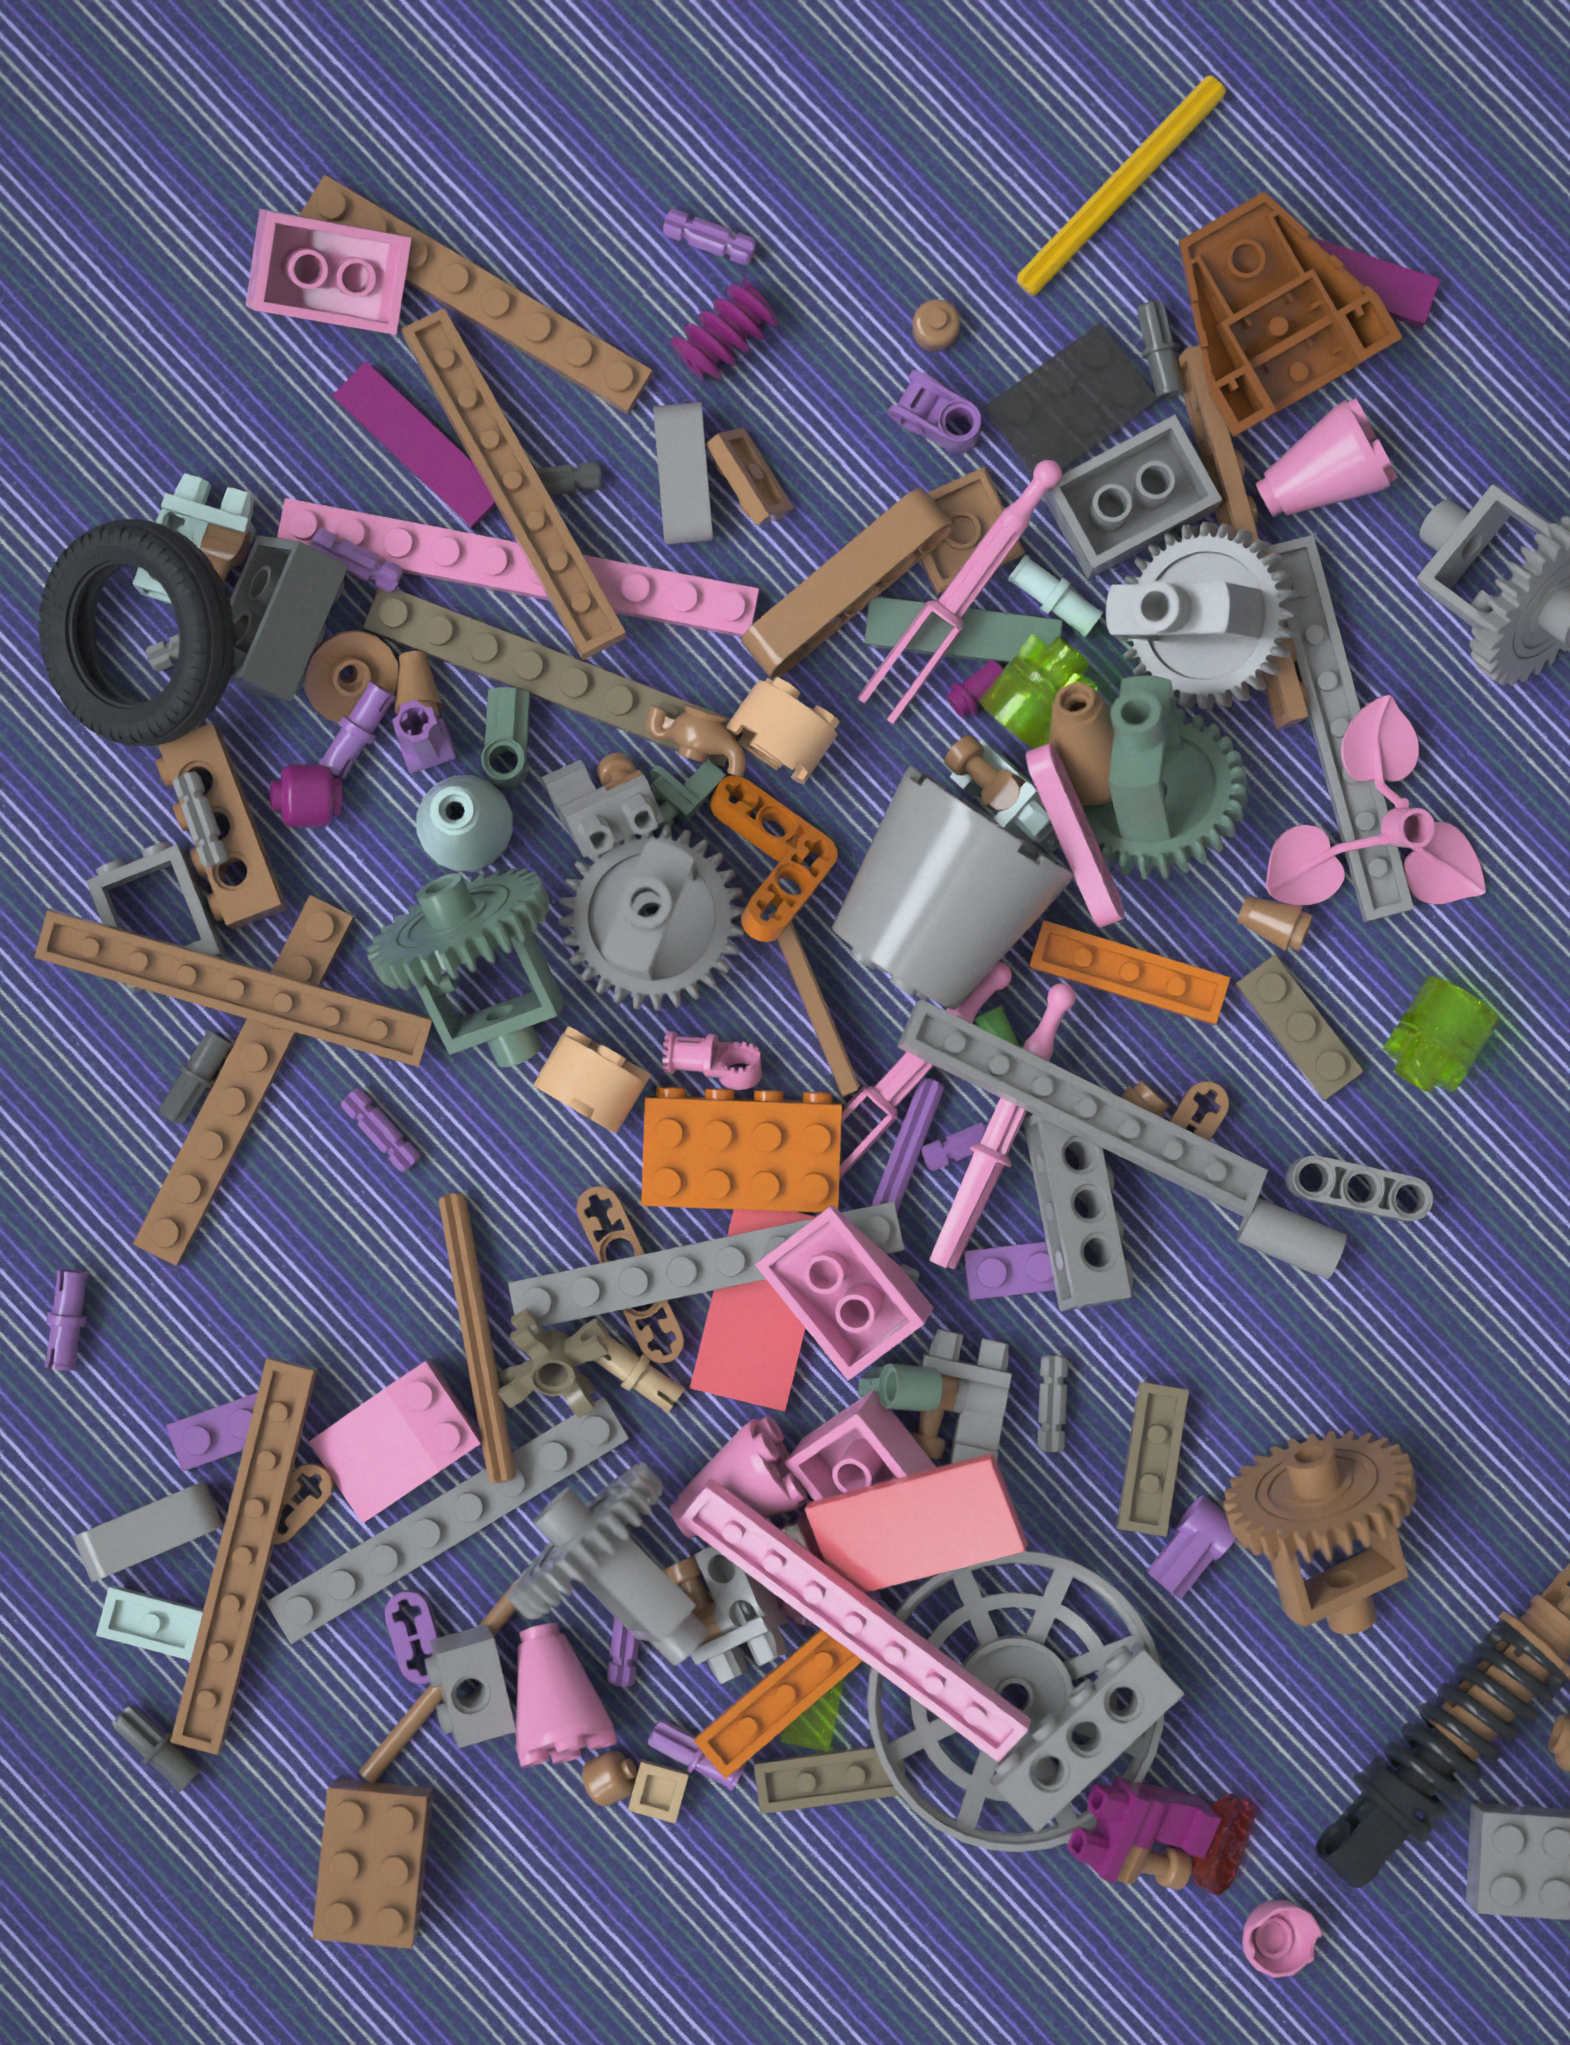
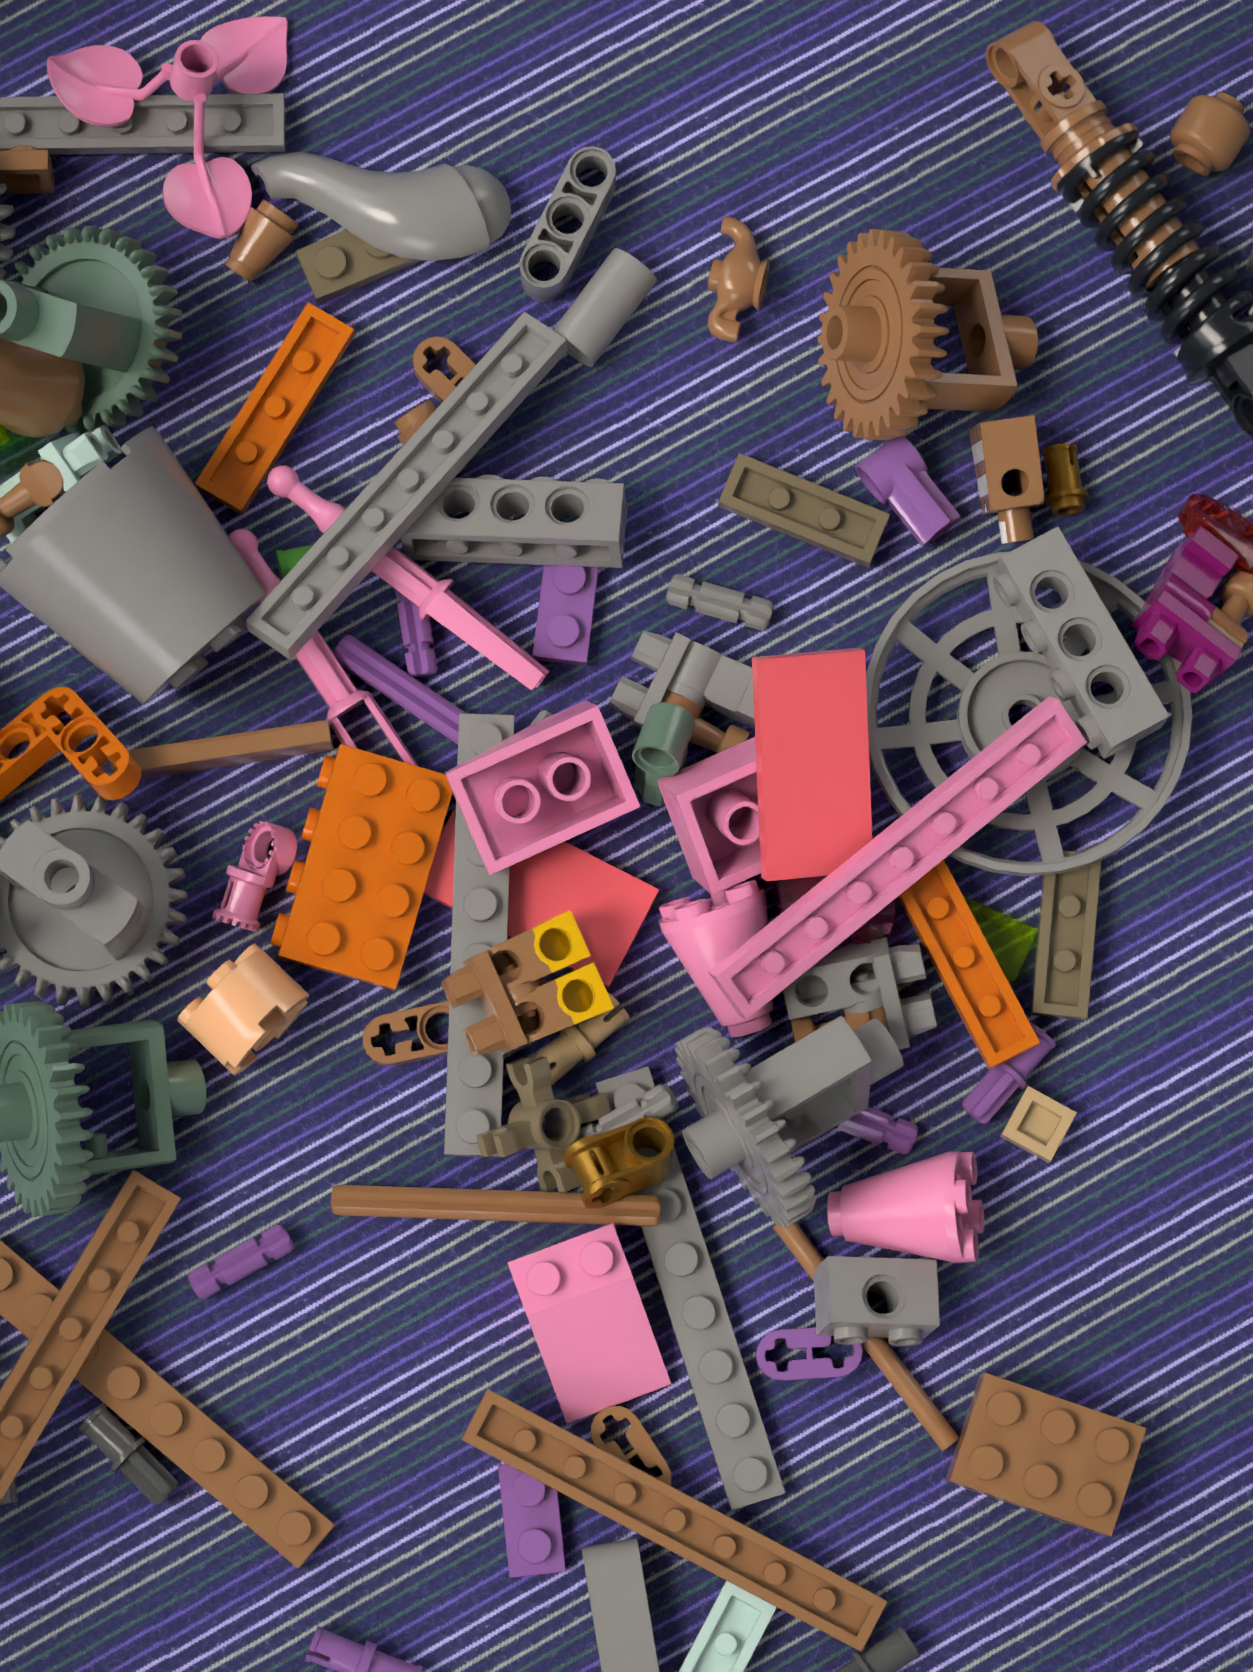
camera: 80 degrees left, 5 degrees down
(527, 1430) = (611, 1166): none -> pearl gold piece
(573, 1434) = (656, 1103): none -> light grey axle
(609, 1778) = (1012, 1174): medium nougat piece -> none
(661, 1305) = (510, 990): none -> medium nougat hips
(1075, 835) = (109, 415): bright pink beam -> none
(1237, 1683) = (1064, 480): none -> pearl gold pin
(1246, 1624) = (1011, 450): none -> medium nougat torso
(1330, 1043) = (407, 214): none -> light grey animal
(1345, 1351) = (737, 280): none -> medium nougat piece
(1440, 1035) = (425, 97): clear neon green gear -> none

